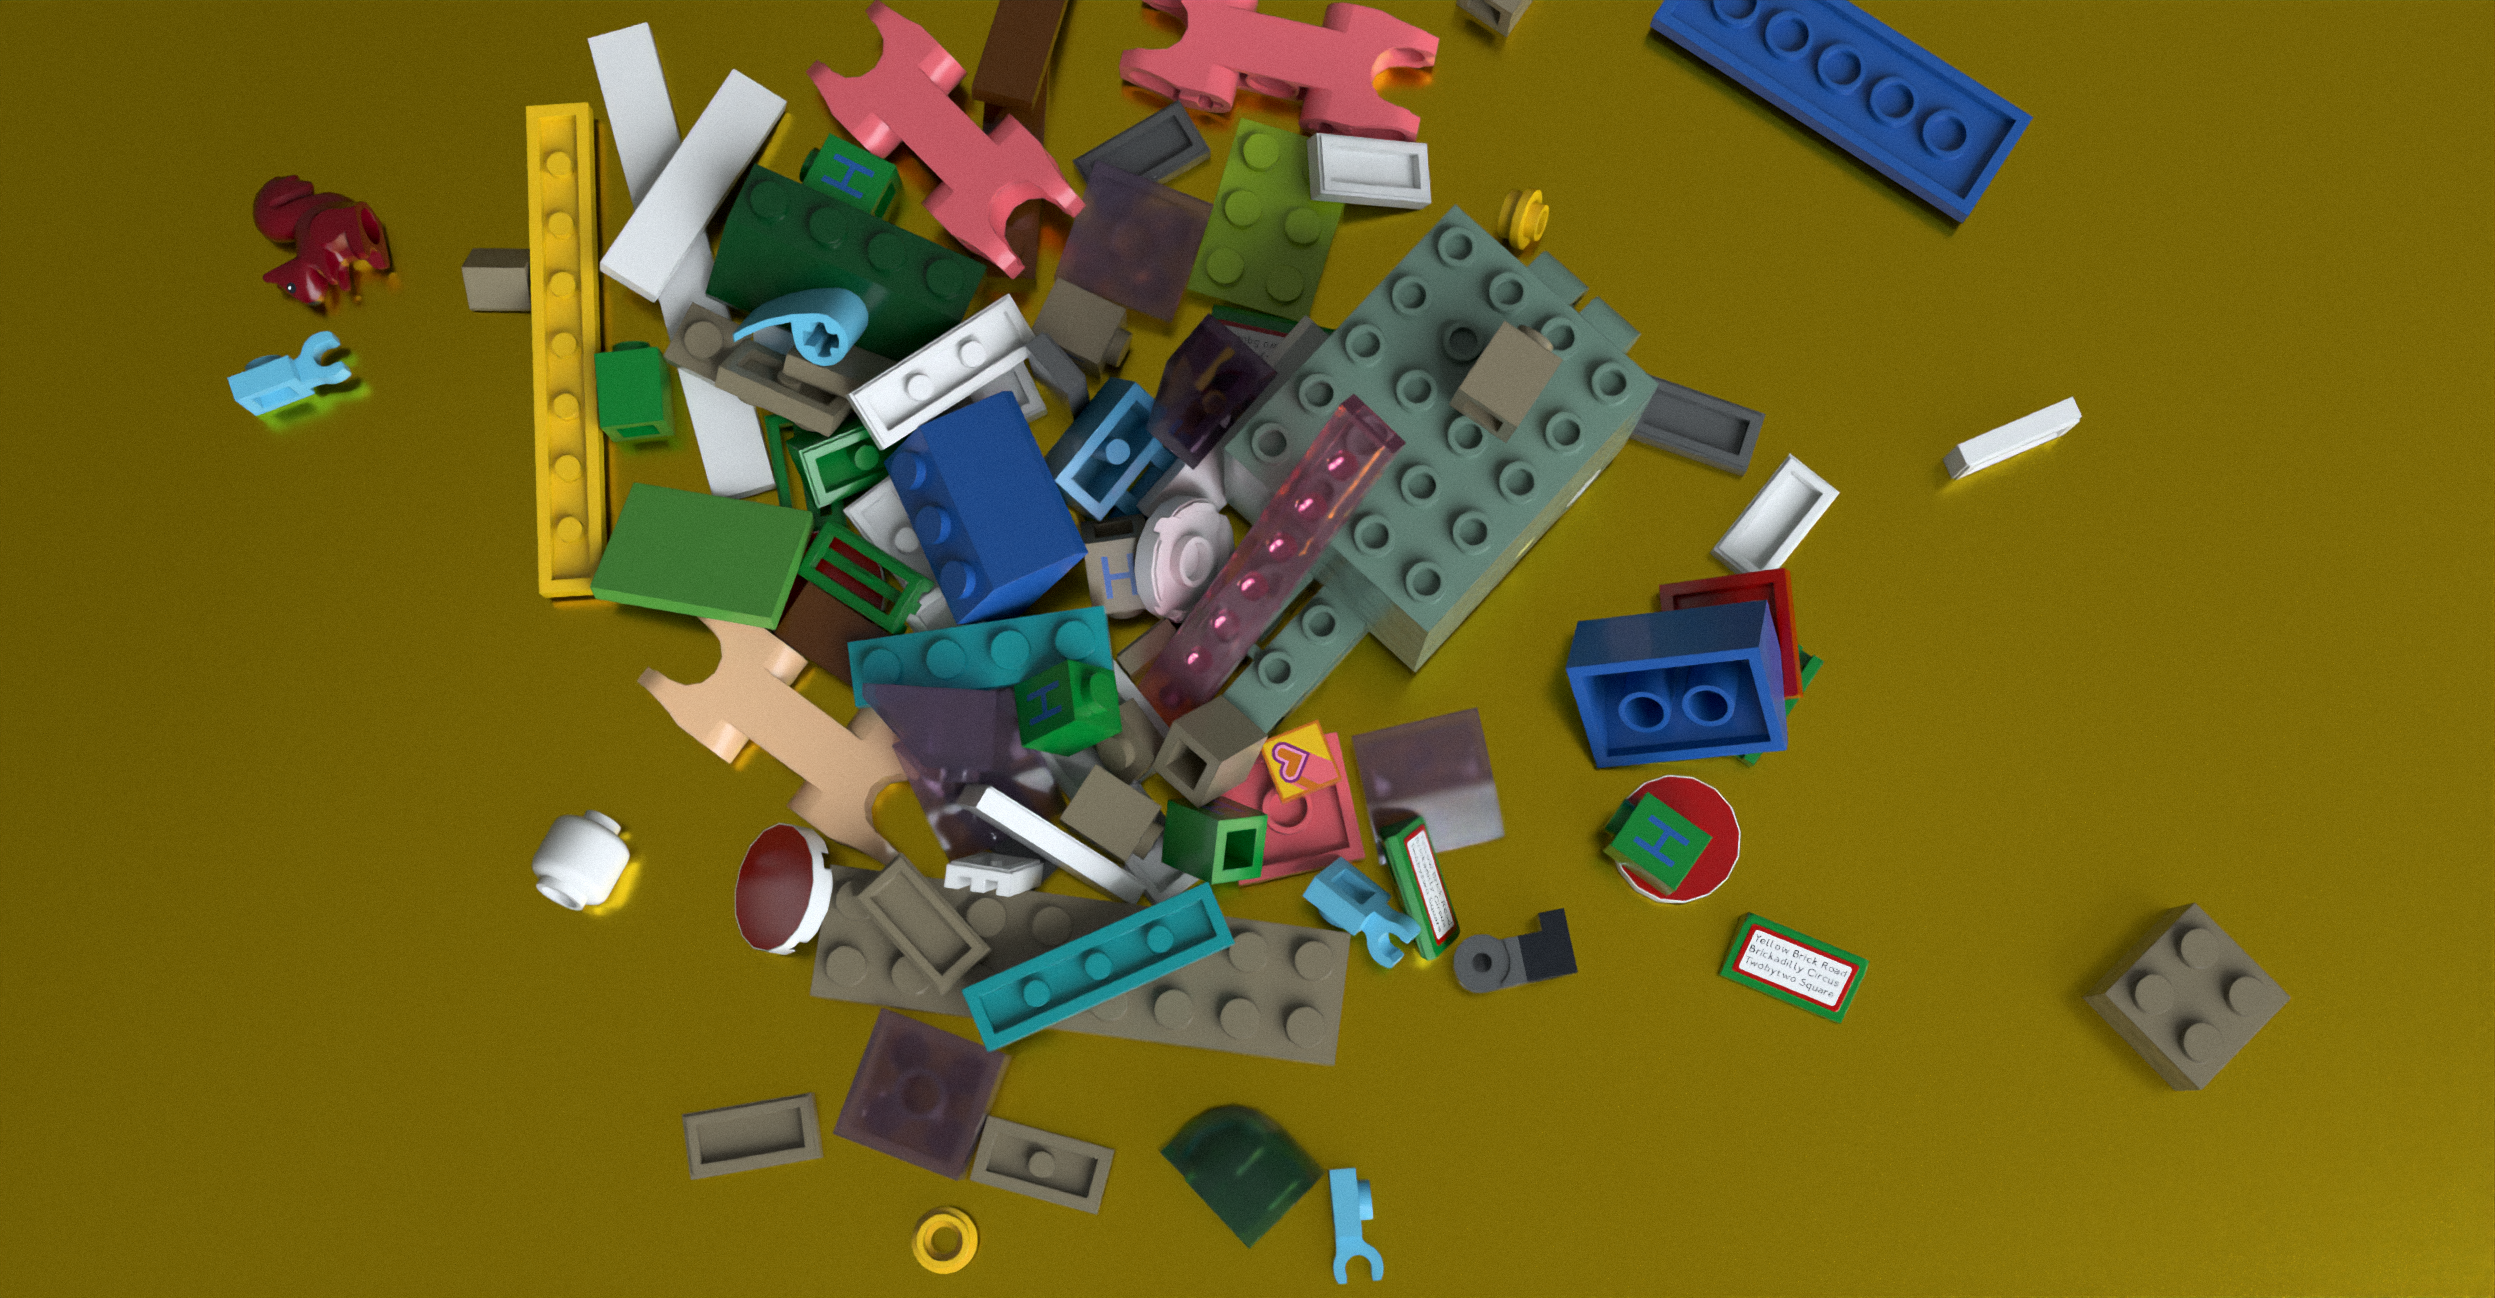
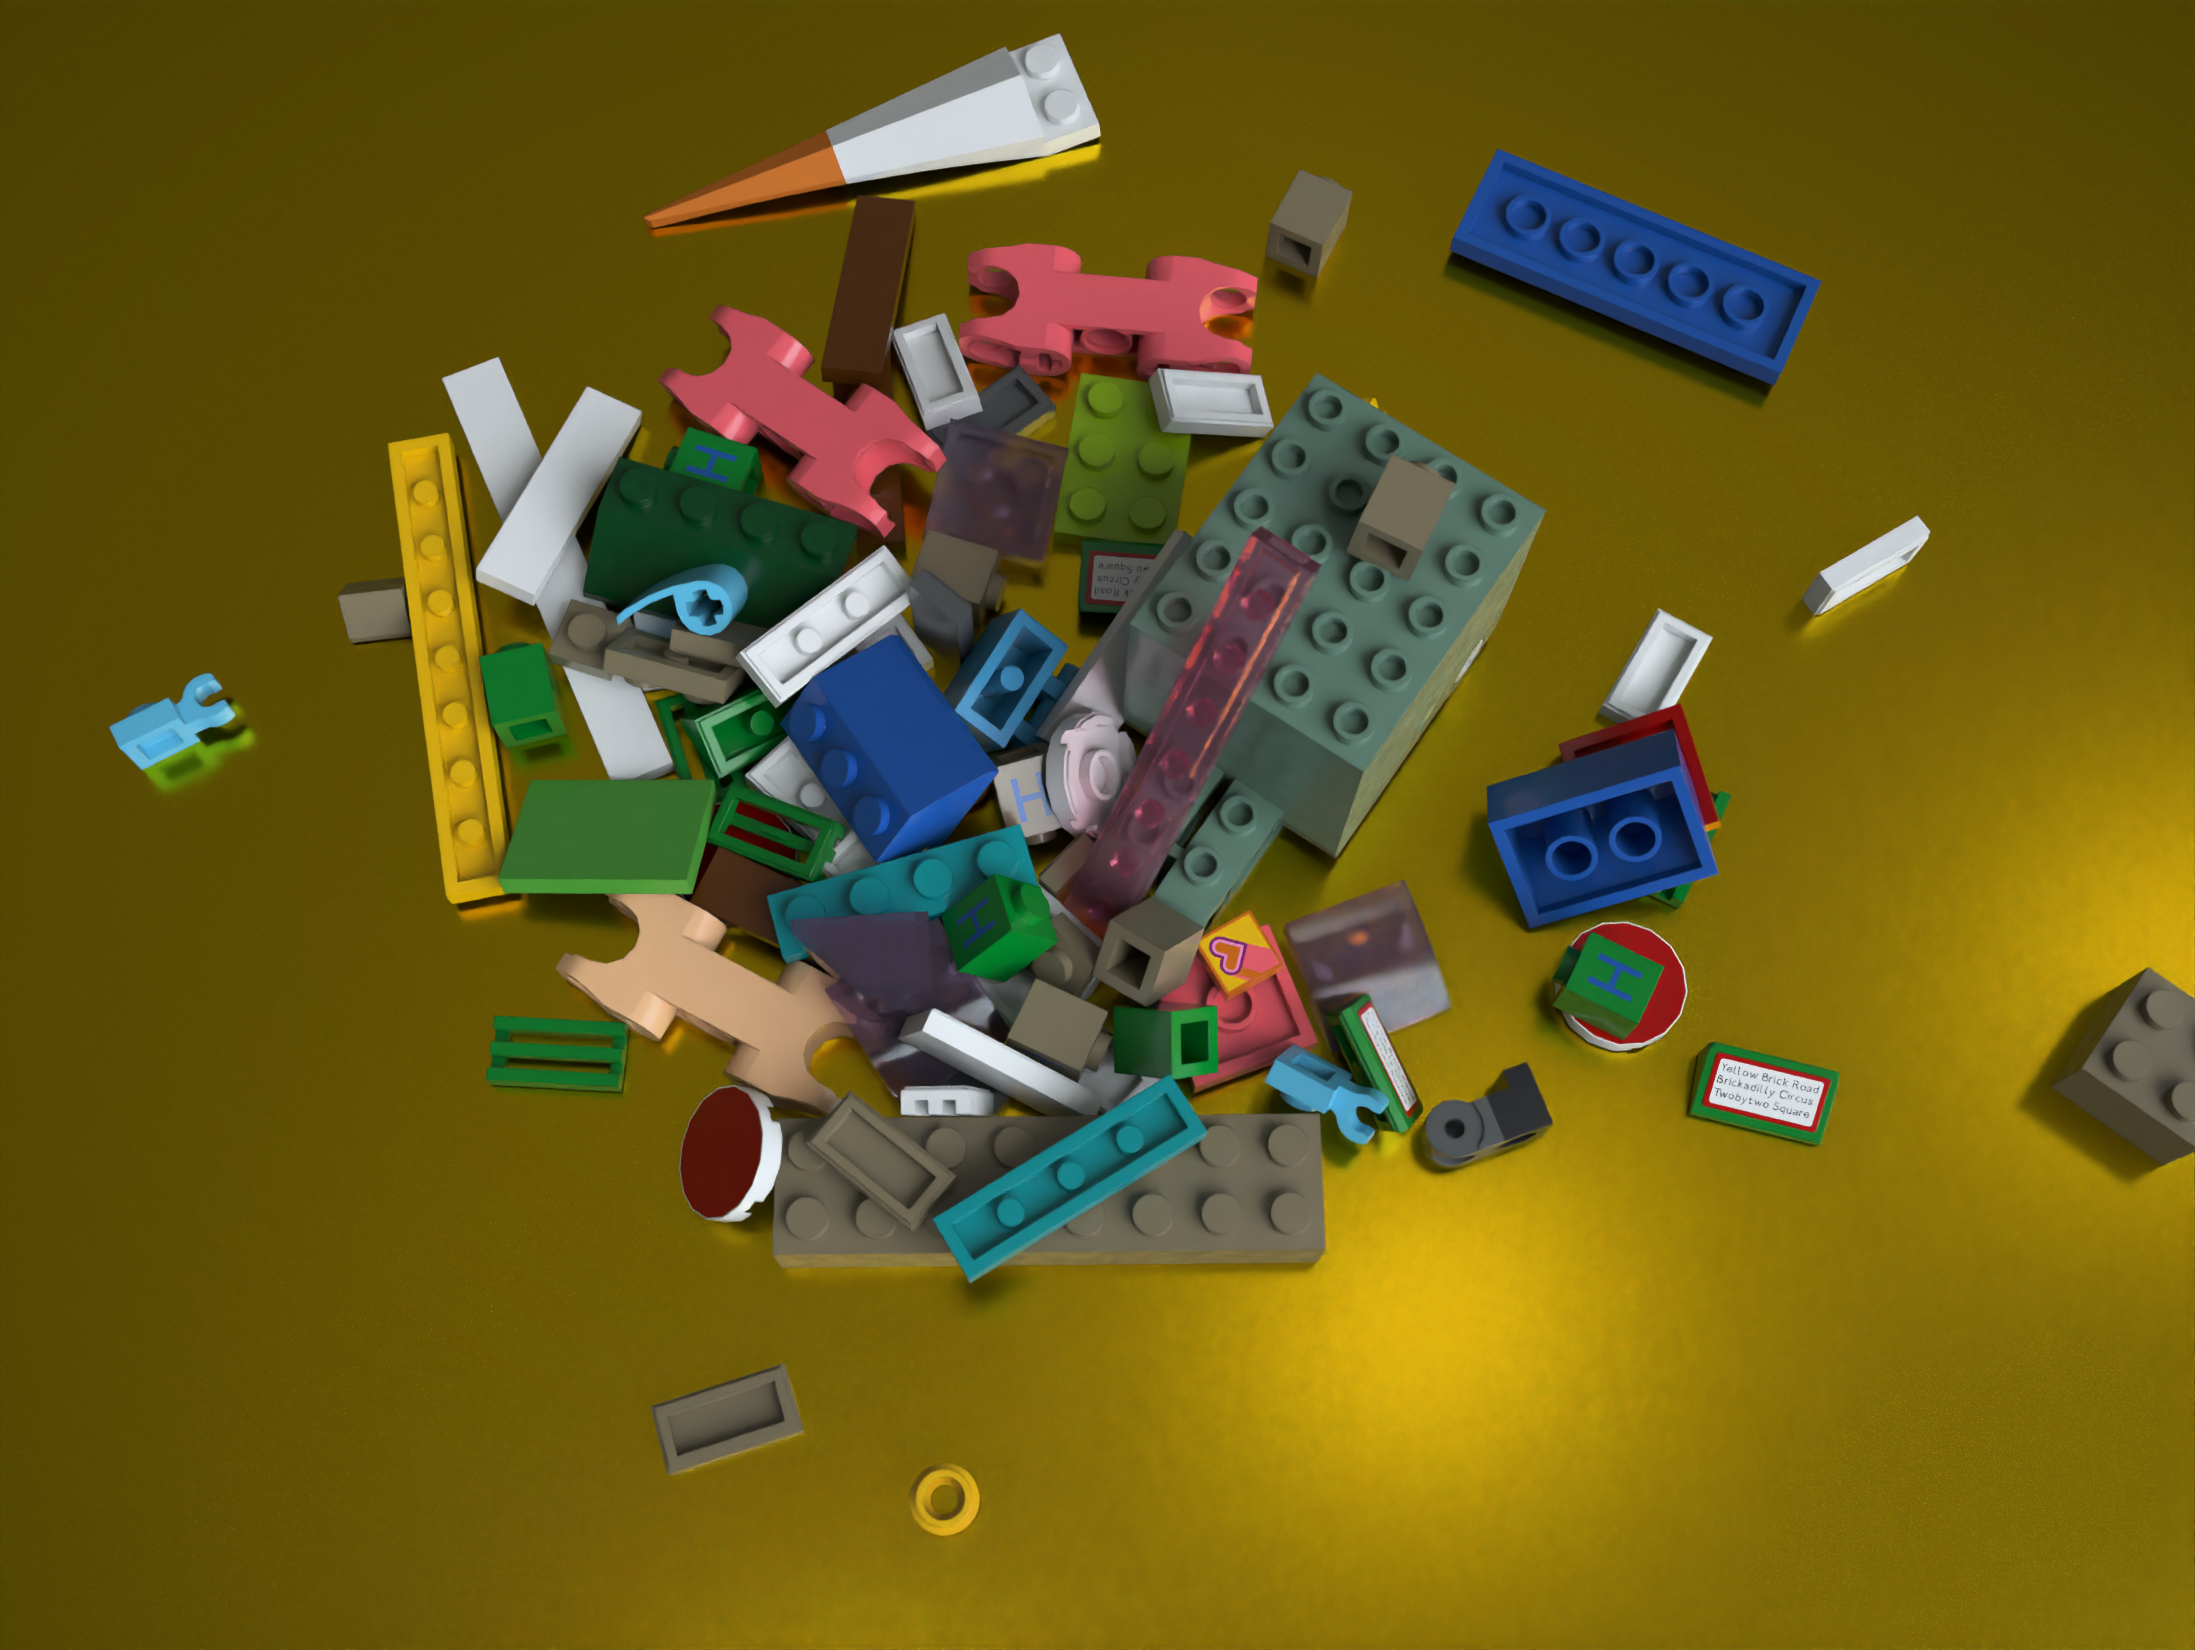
camera: 10 degrees left, 10 degrees down
(327, 233) = (200, 587): dark red animal -> none
(578, 751) = (503, 1048): none -> green tile
(580, 860) = (515, 1156): white head -> none
(922, 1095) = (902, 1343): brick -> none
(1042, 1164) = (1036, 1403): dark tan plate -> none
(1091, 96) = (935, 371): none -> white tile
(1206, 390) = (1091, 607): slope -> none
(1242, 1166) = (1245, 1370): clear green brick -> none
(1349, 1205) = (1362, 1399): medium azure plate -> none
(1699, 427) = (1567, 597): dark grey tile -> none

